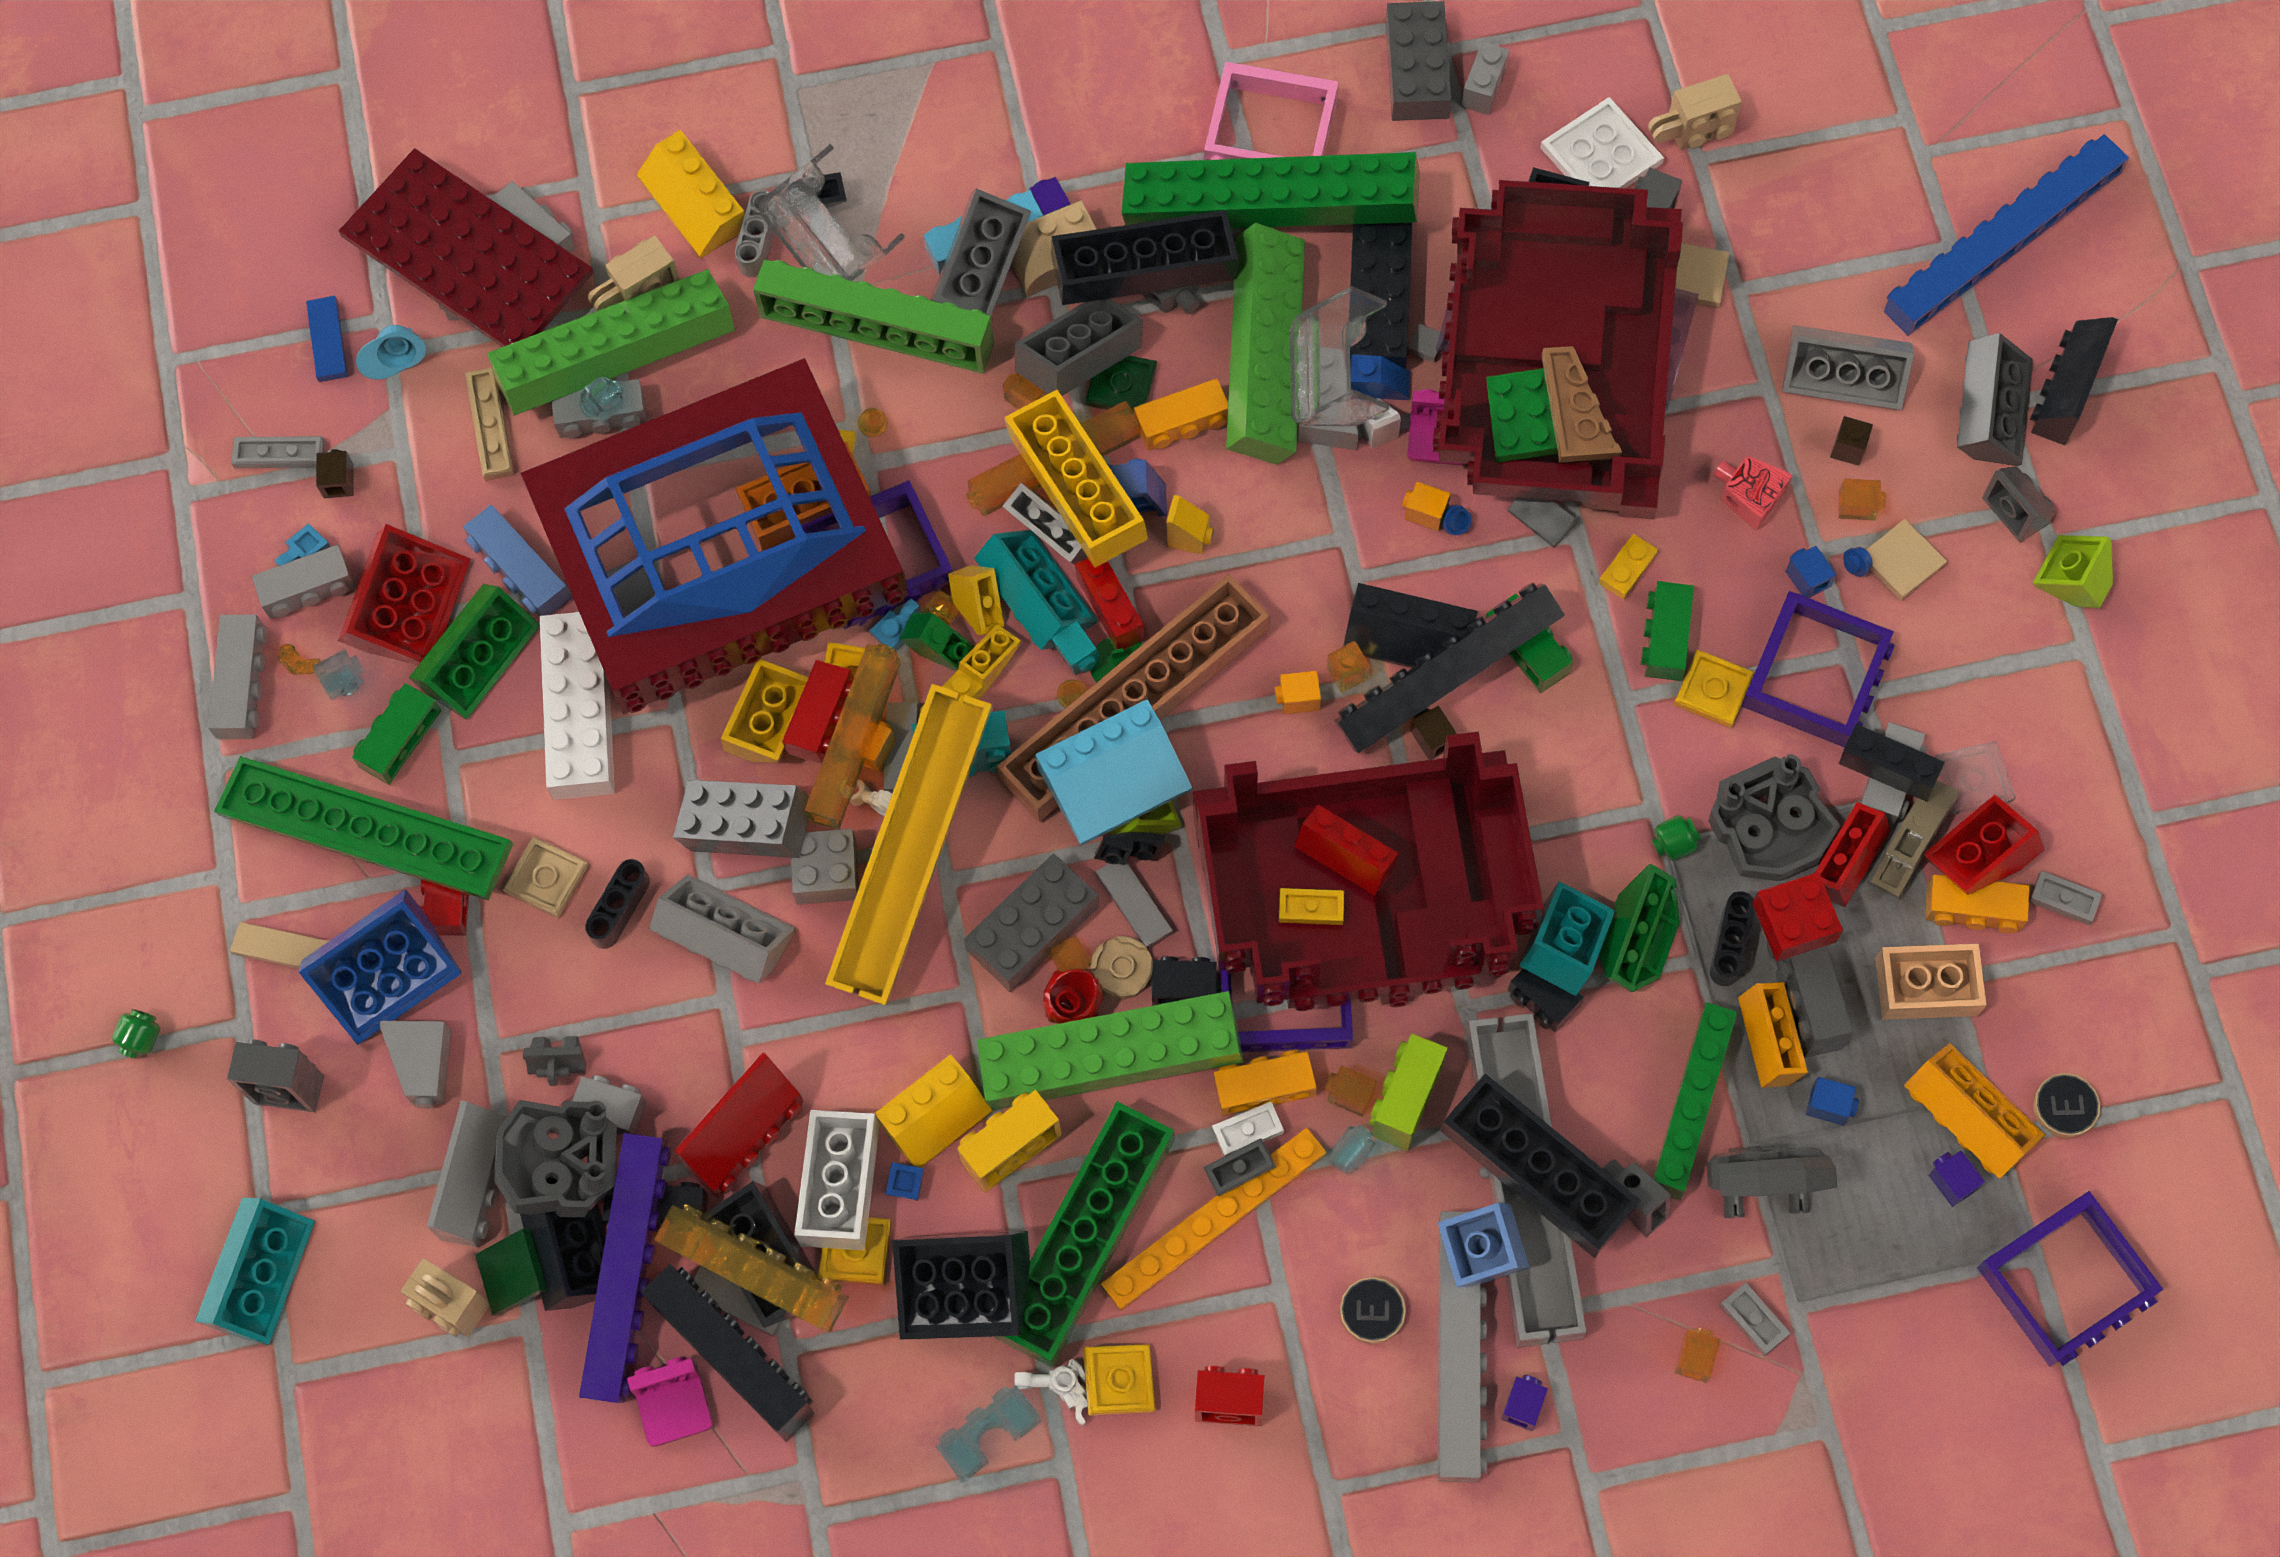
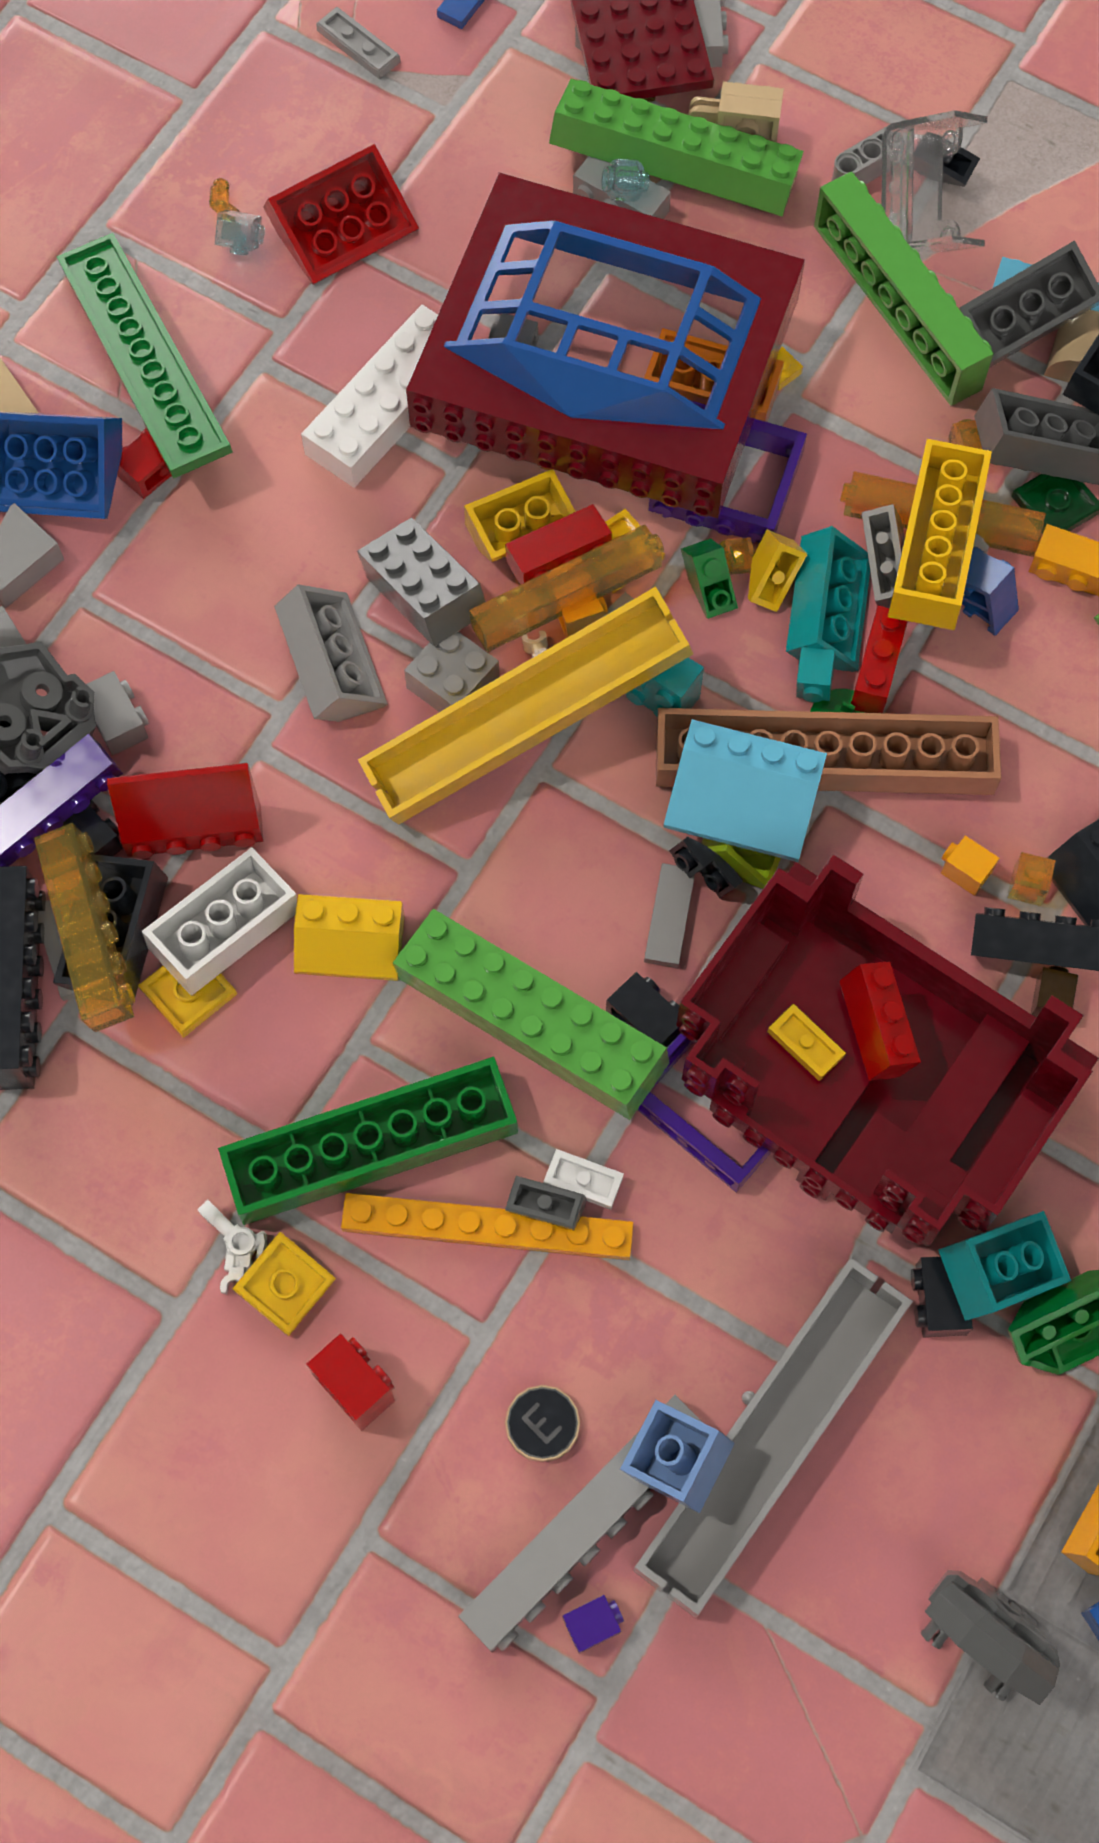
camera: 40 degrees right, 0 degrees up
(237, 677) = (167, 175): light grey brick -> none
(302, 544) = (307, 123): dark azure plate -> none
(303, 582) = (281, 145): light grey brick -> none
(334, 474) = (380, 87): dark brown brick -> none
(390, 353) = (505, 31): medium azure piece -> none
(396, 733) = (238, 308): green brick -> none
(475, 650) = (353, 295): green slope -> none
(489, 424) = (528, 142): tan tile -> none
(517, 562) = (445, 244): medium blue brick -> none
(545, 877) = (241, 505): tan tile -> none
(554, 1061) = (109, 646): dark grey hips -> none
(617, 889) = (260, 580): black beam -> none
(691, 194) = (847, 90): yellow slope -> none
(872, 422) = (823, 370): clear yellow plate -> none
(891, 625) = (687, 534): dark azure plate -> none
(904, 1181) = (274, 971): blue plate -> none
(961, 1284) = (232, 1089): black slope -> none
(983, 664) = (726, 625): yellow slope -> none
(1008, 1412) = (111, 1221): clear light blue arch -> none
(1009, 1140) = (380, 1011): yellow brick -> none
(1031, 922) = (570, 857): dark grey brick -> none
(1069, 955) = (575, 913): clear yellow plate -> none
(1070, 691) = (779, 702): clear yellow plate -> none
(1072, 996) = (544, 943): red hair -> none
(1122, 967) = (609, 957): tan tile -> none
(1188, 527) = (1001, 653): yellow slope -> none
(1264, 1081) = (633, 1152): light orange brick -> none
(1350, 1090) = (699, 1225): clear yellow brick -> none
(1352, 1149) = (653, 1274): clear light blue brick -> none
(1407, 1091) = (744, 1268): lime brick -> none
(1540, 1165) = (791, 1435): black brick -> none
(1655, 1200) = (859, 1553): dark grey torso -> none
(1693, 1099) = (987, 1506): green brick -> none
(1697, 1354) = (782, 1728): clear yellow brick -> none
(1755, 1319) = (863, 1747): light grey plate -> none

